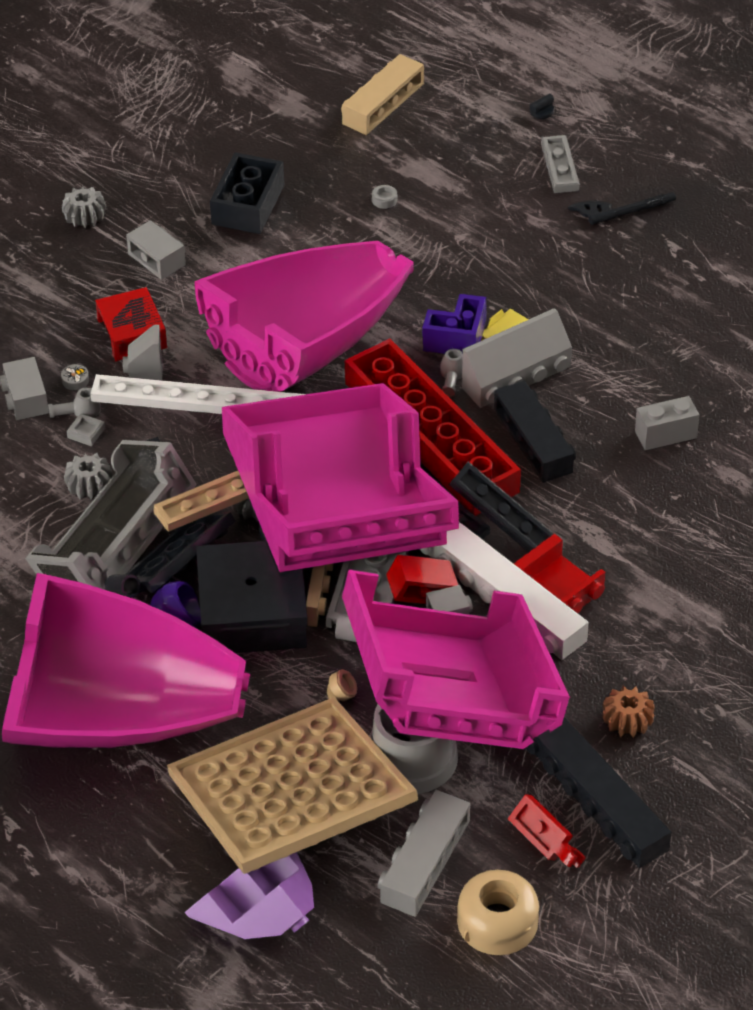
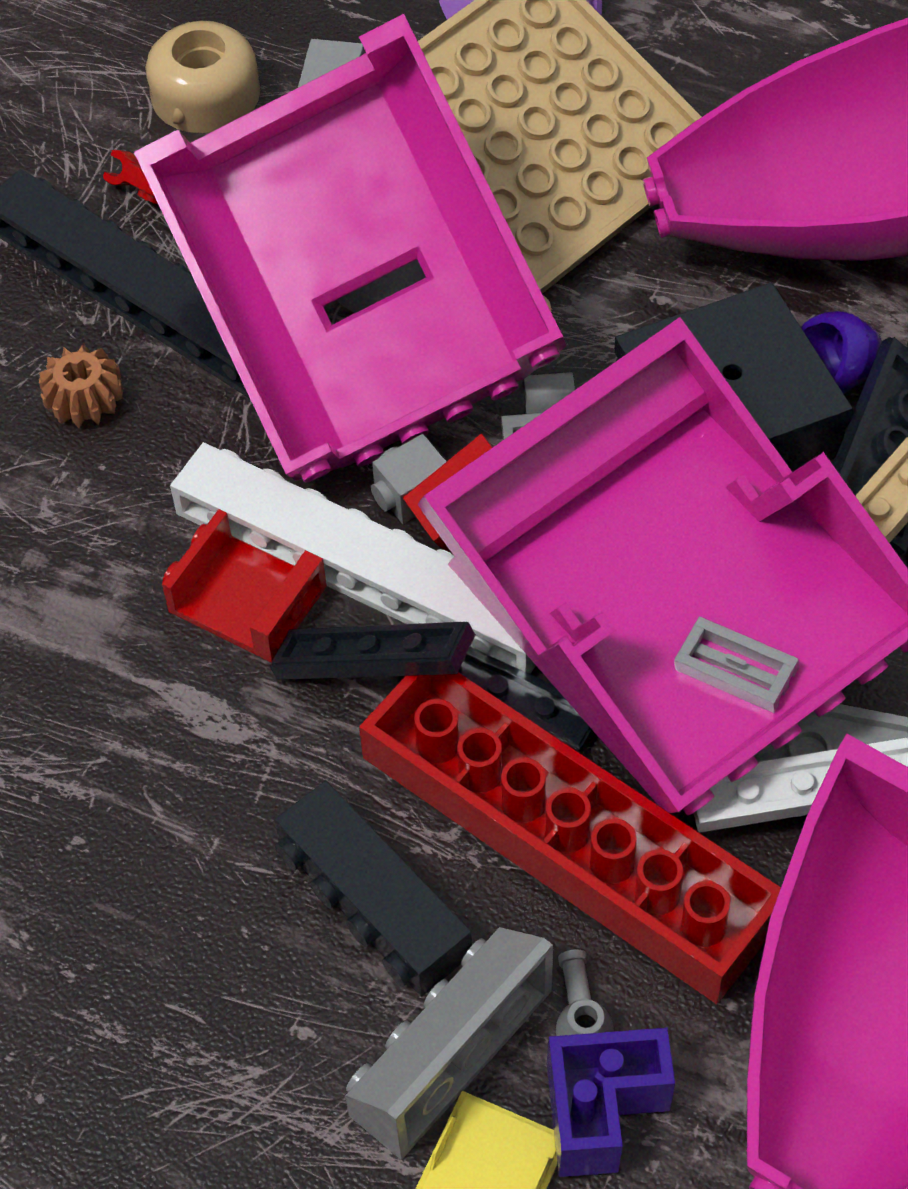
camera: 165 degrees right, 10 degrees up
(320, 438) = (741, 644): none -> light grey tile
(667, 423) = (113, 973): light grey brick -> none

